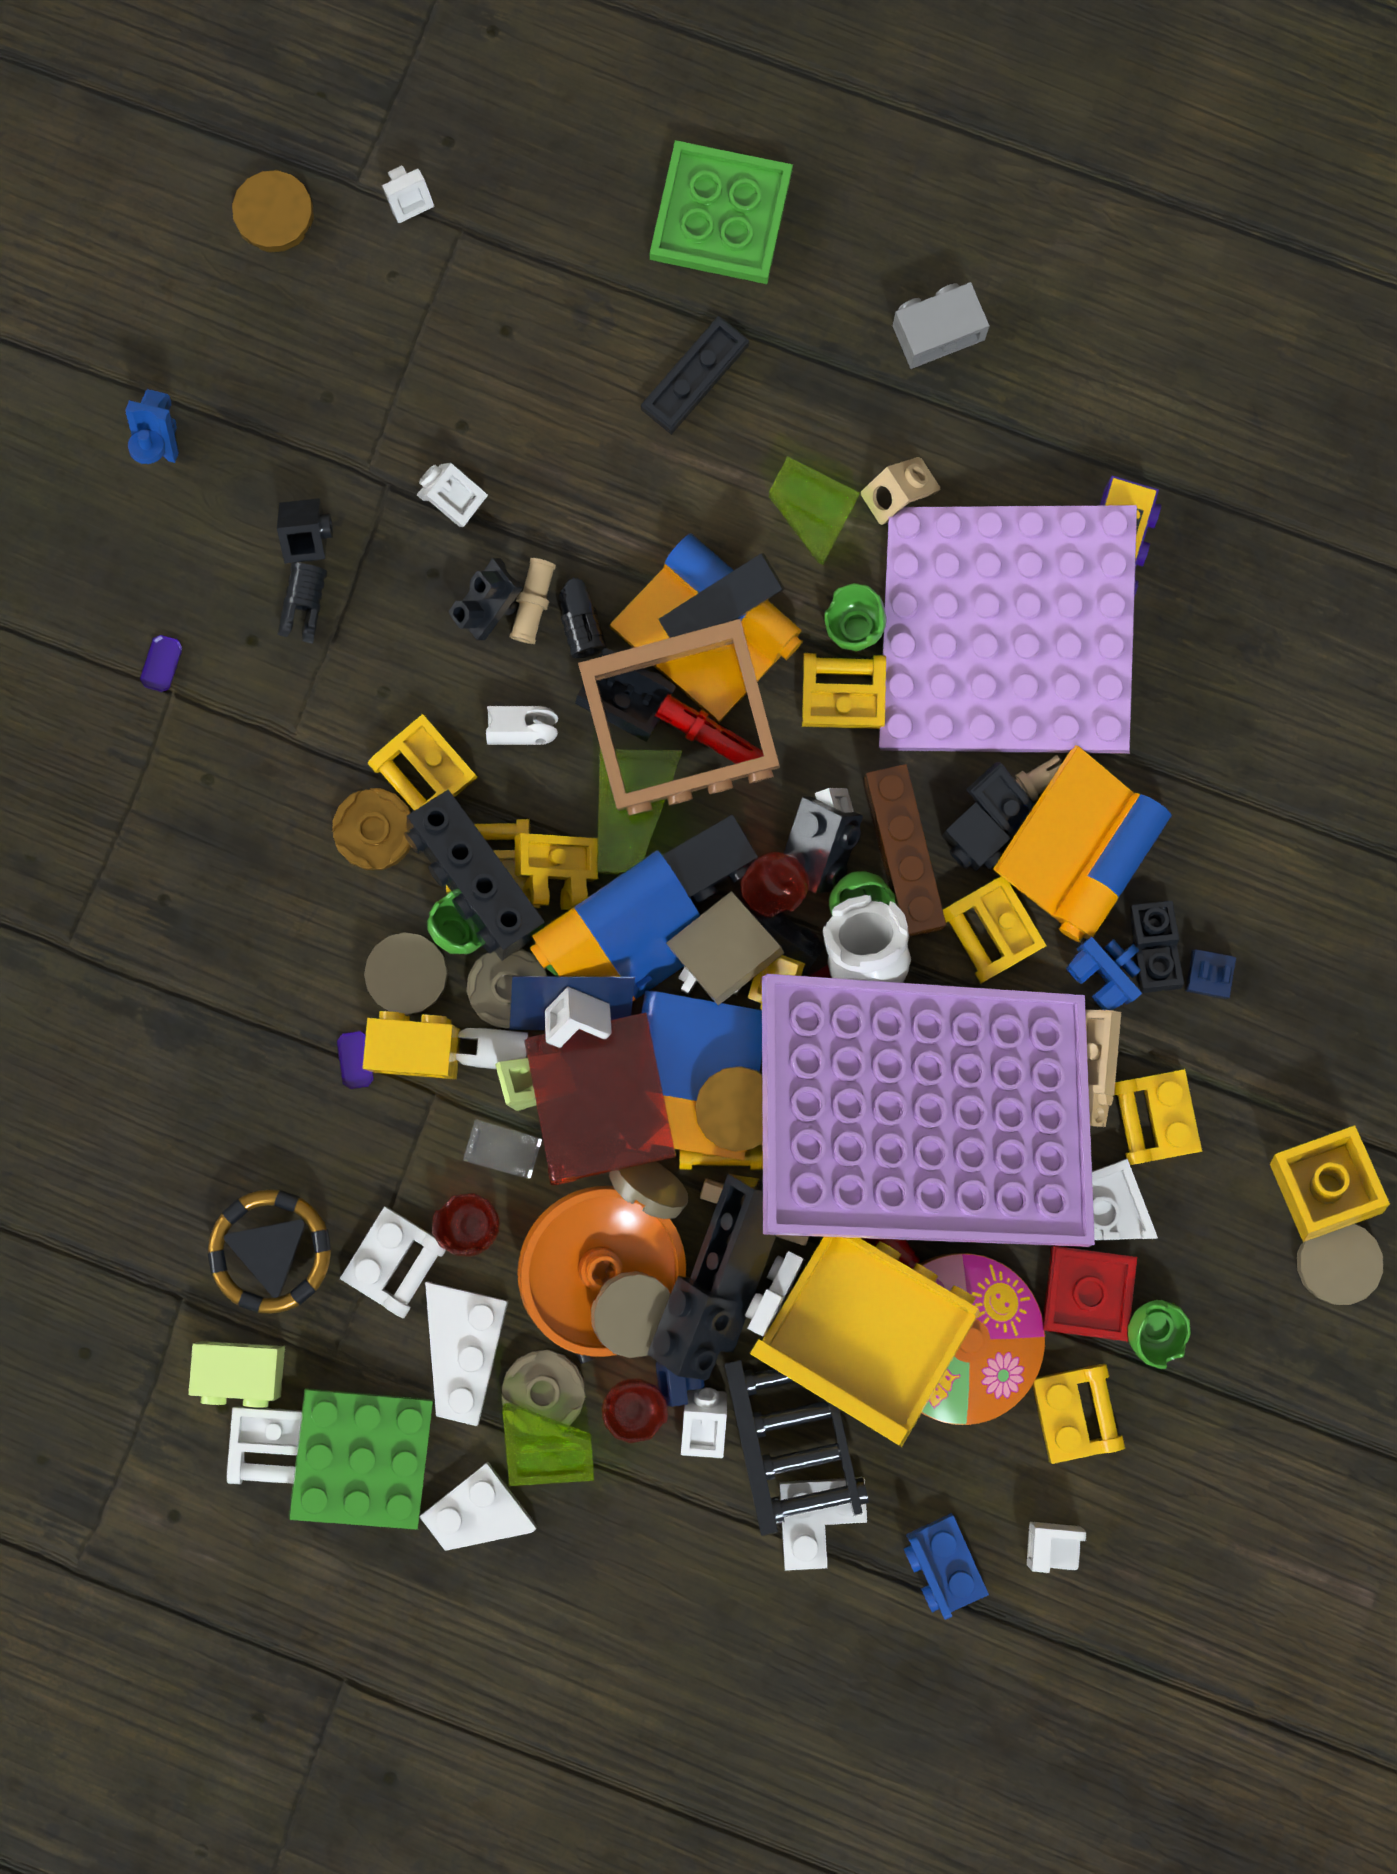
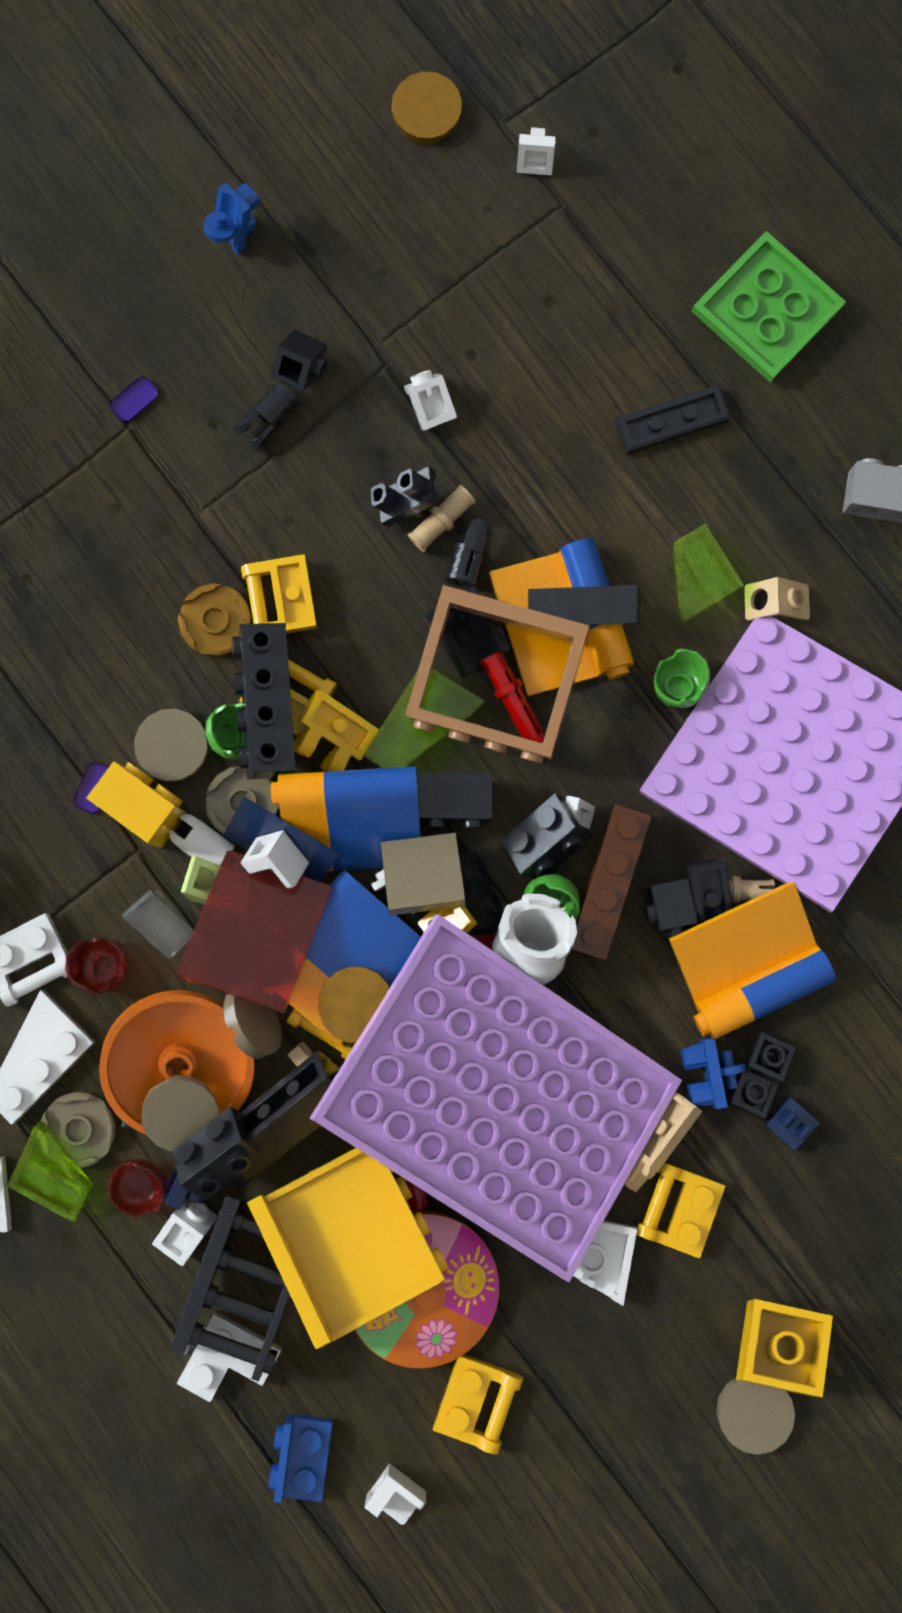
camera: 30 degrees right, 0 degrees up
(520, 725) = (374, 608): white piece -> none
(767, 1306) = (286, 1170): white plate -> none
(774, 884) = (492, 847): clear red hair -> none
(843, 703) = (632, 740): yellow plate -> none
(1005, 923) = (654, 985): yellow plate -> none
(1089, 1293) = (544, 1315): red plate -> none
(1159, 1333) = (578, 1381): bright green hair -> none

